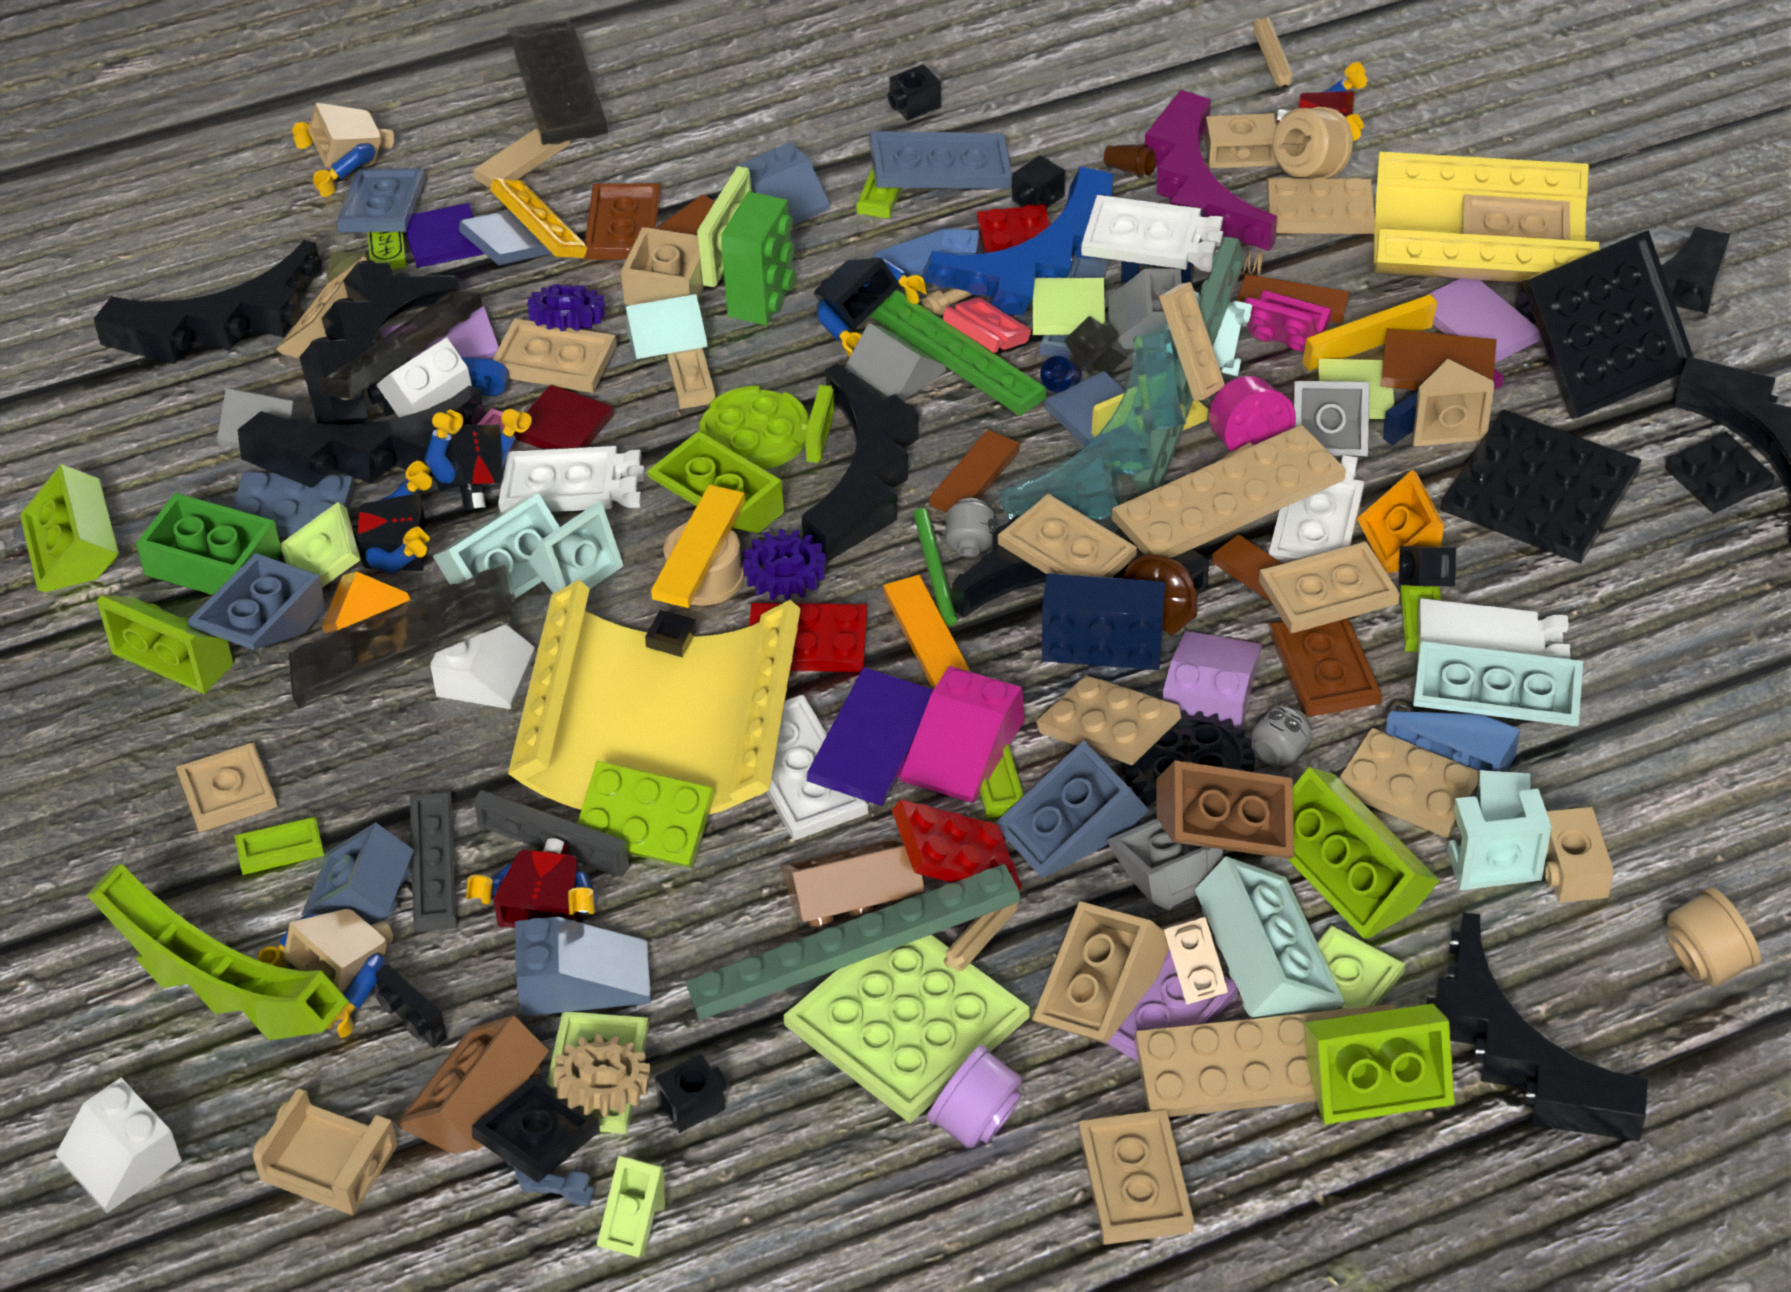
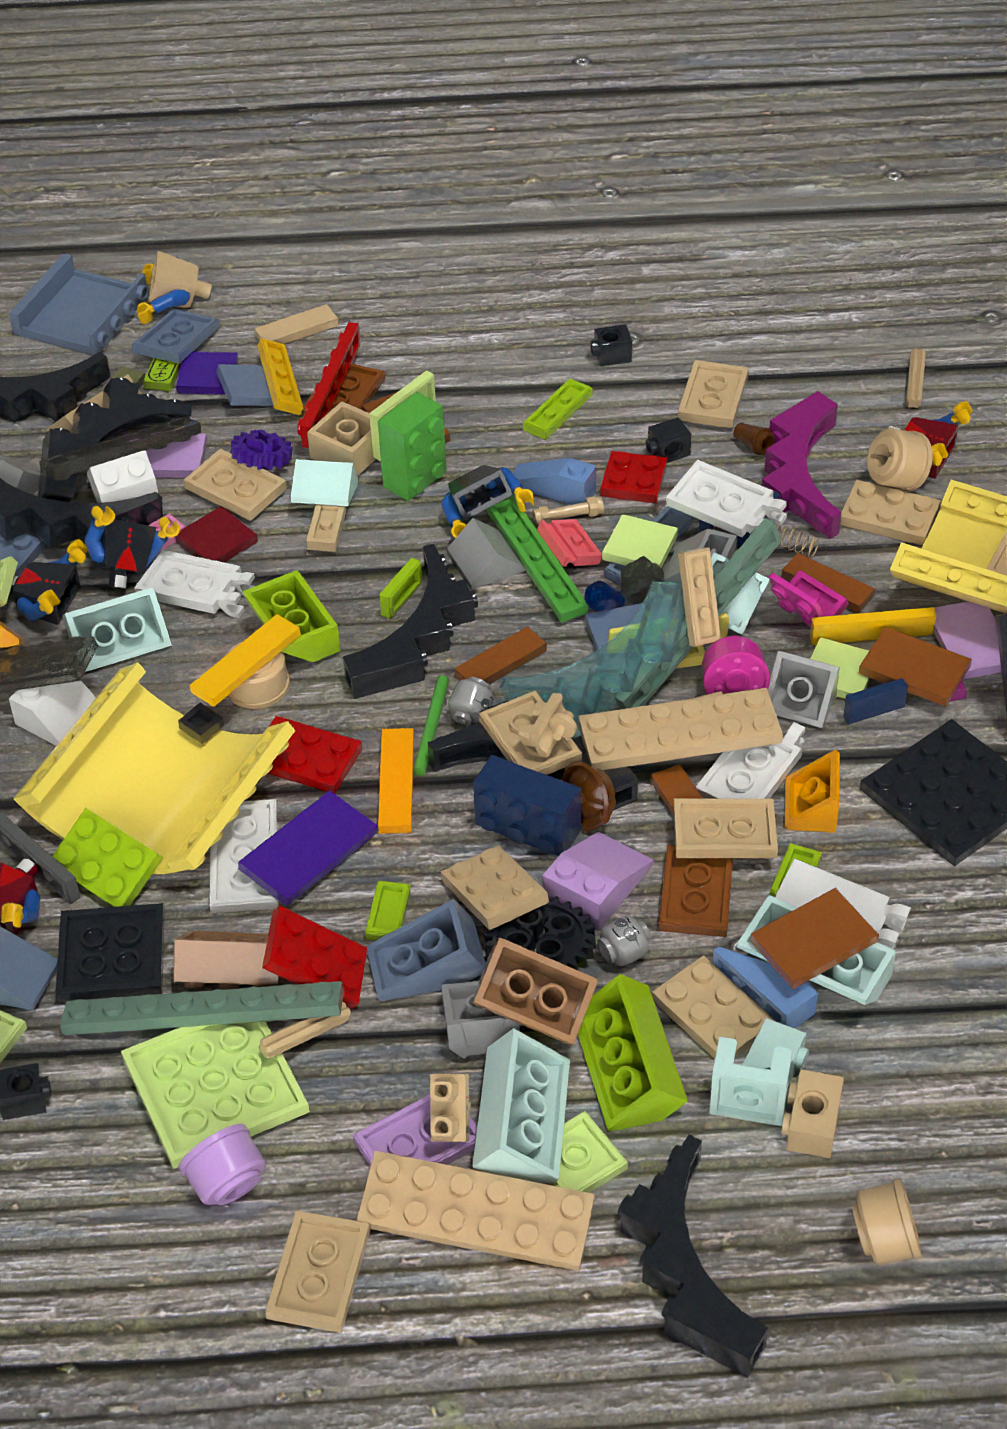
camera: 20 degrees right, 0 degrees up
(236, 196) = (76, 307): none -> sand blue panel
(481, 373) = (173, 486): blue beam -> none
(557, 81) = (349, 275): clear smoke plate -> none
(578, 551) = (165, 642): light aqua slope -> none
(609, 220) = (332, 380): none -> red plate
(706, 914) = (110, 952): none -> black plate
(757, 425) = (352, 578): lime tile -> none
(784, 564) = (315, 692): dark purple gear -> none
(788, 176) = (469, 396): sand blue slope -> none
(940, 160) = (601, 402): sand blue plate -> none
(963, 734) = (377, 866): dark pink slope -> none
(1011, 273) = (604, 505): blue arch -> none
(1058, 120) = (713, 394): none -> tan plate
(1094, 523) = (550, 725): none -> tan hips
(1101, 972) = (374, 1094): tan slope -> none
(1240, 140) = (846, 443): tan brick -> none
(1380, 1063) = (550, 1241): lime slope -> none
(1427, 566) = (814, 833): black brick -> none
(1452, 406) = (901, 704): tan slope -> none
(1494, 671) = (814, 938): none -> dark orange tile

